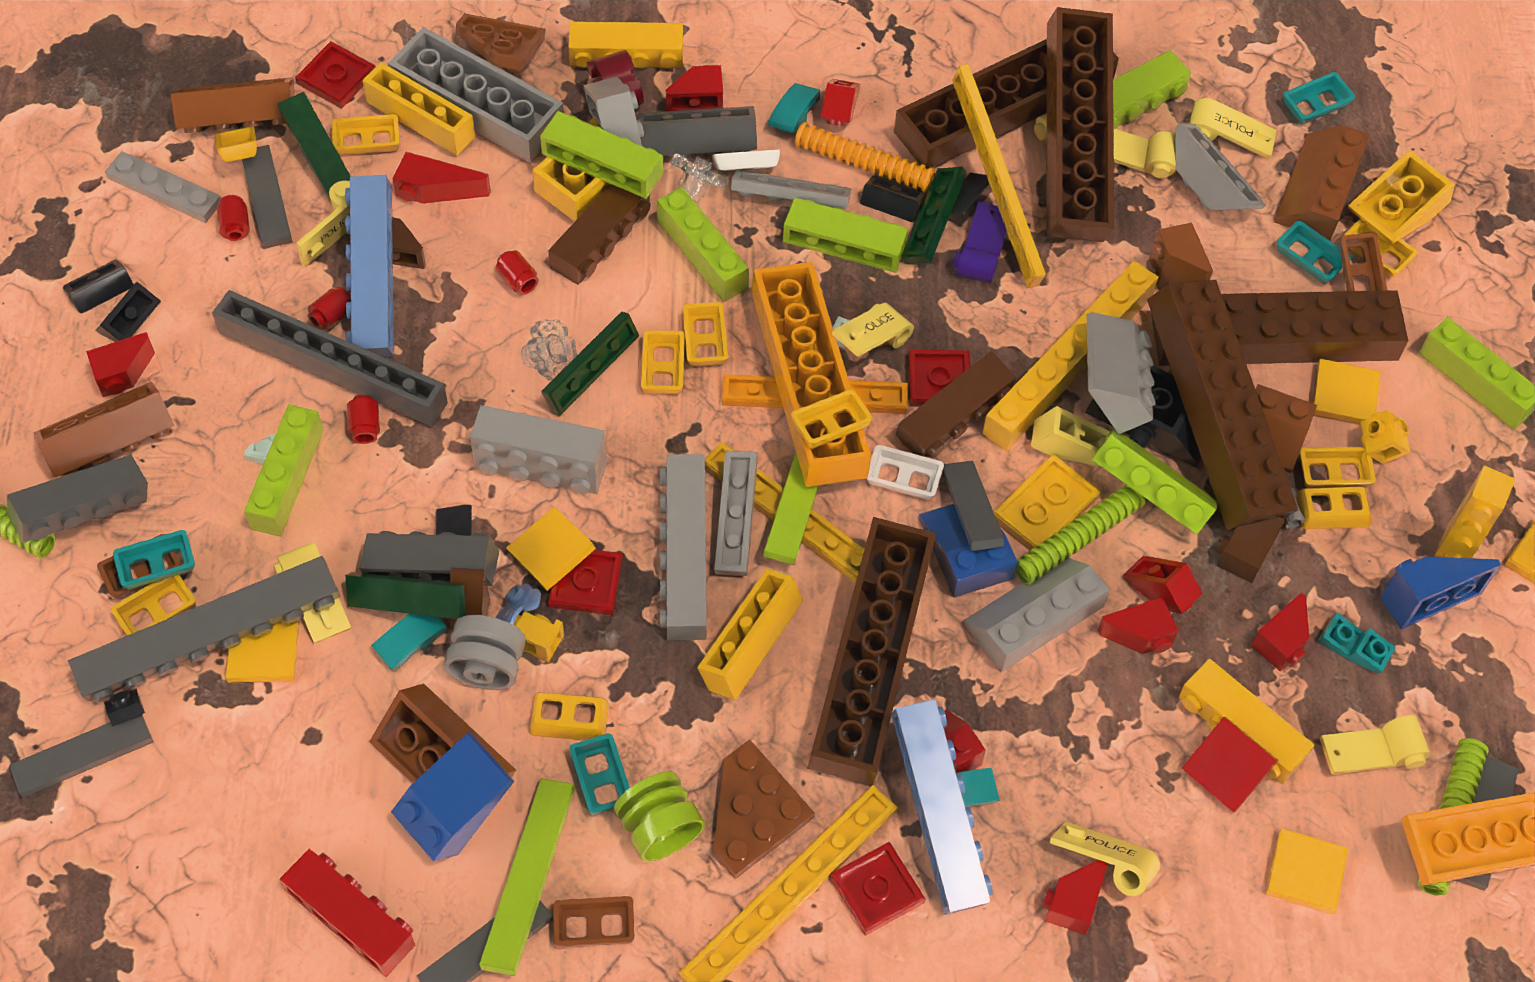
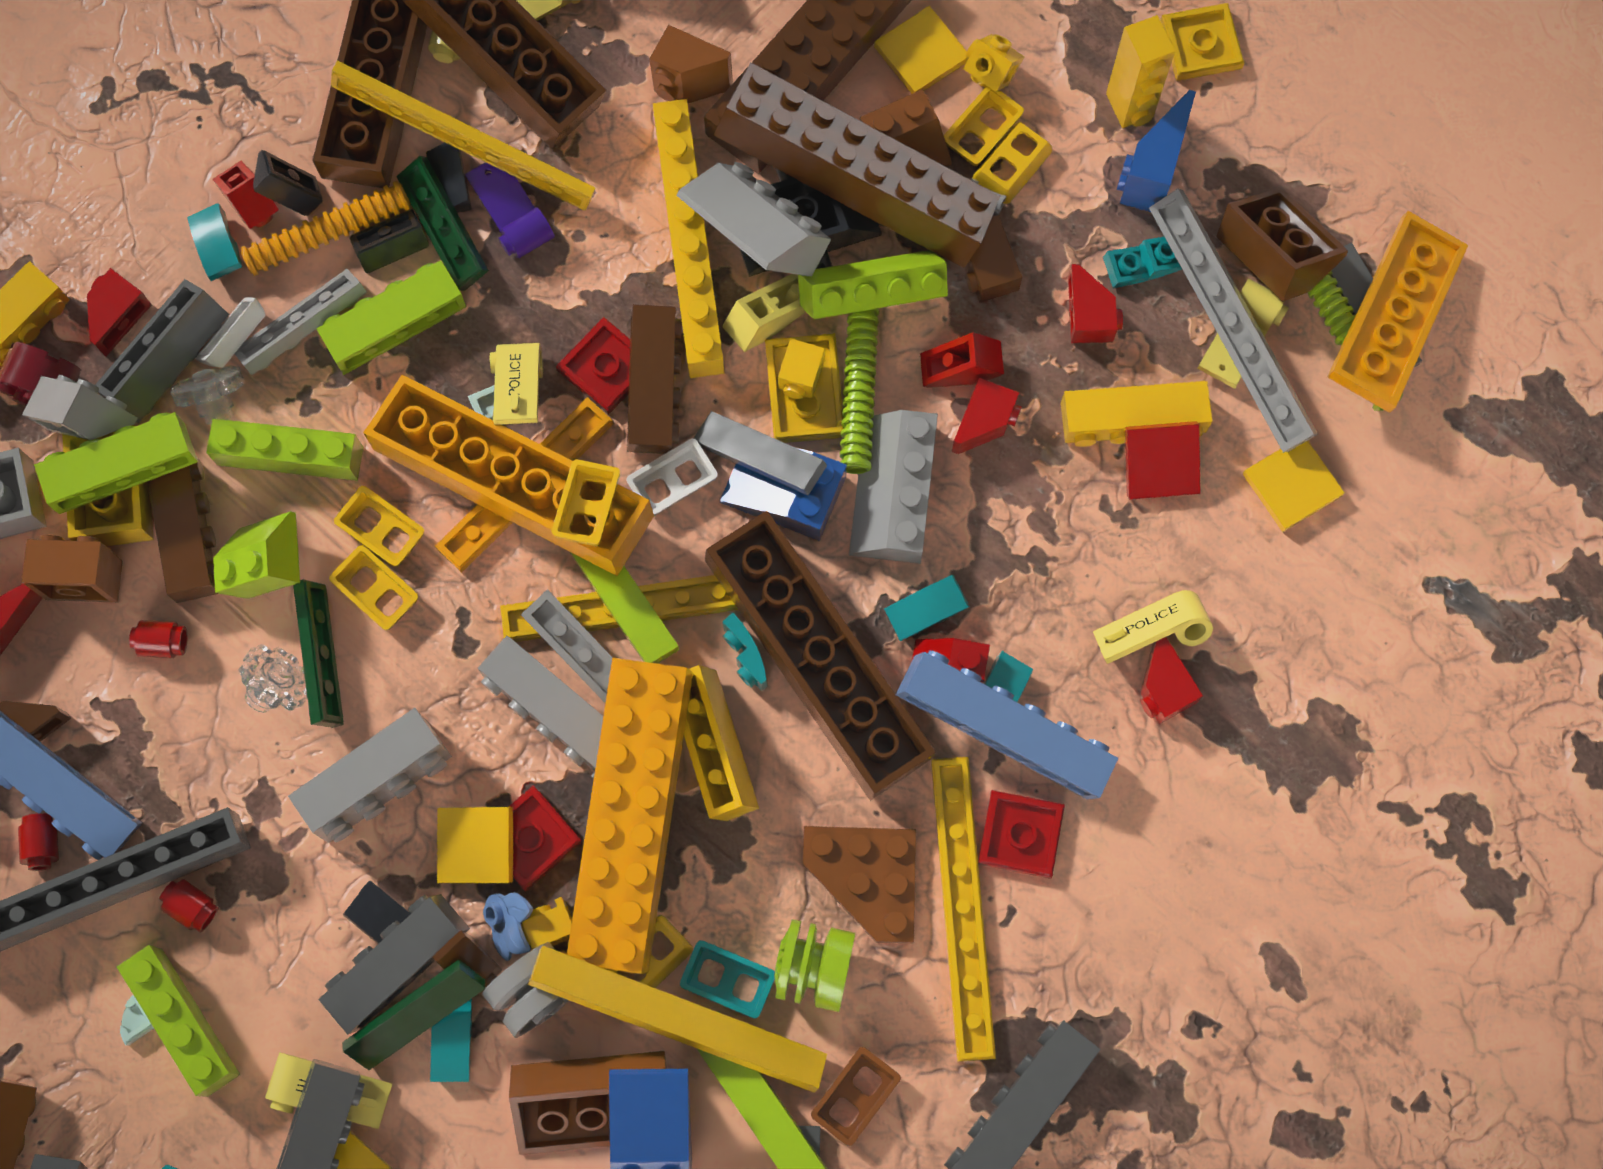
camera: 45 degrees left, 15 degrees up
(515, 190) = (72, 569): none -> dark orange brick
(545, 758) = (677, 1019): none -> yellow tile
(617, 282) = (259, 558): none -> lime slope
(652, 615) = (630, 815): none -> light orange brick
(831, 610) = (750, 660): none -> teal slope
(868, 112) = (286, 184): none -> black slope
(974, 695) = (926, 607): none -> teal slope
(1053, 485) = (801, 369): none -> yellow brick
(1374, 730) = (1233, 321): none -> light grey plate
(1463, 713) = (1280, 242): none -> reddish brown slope

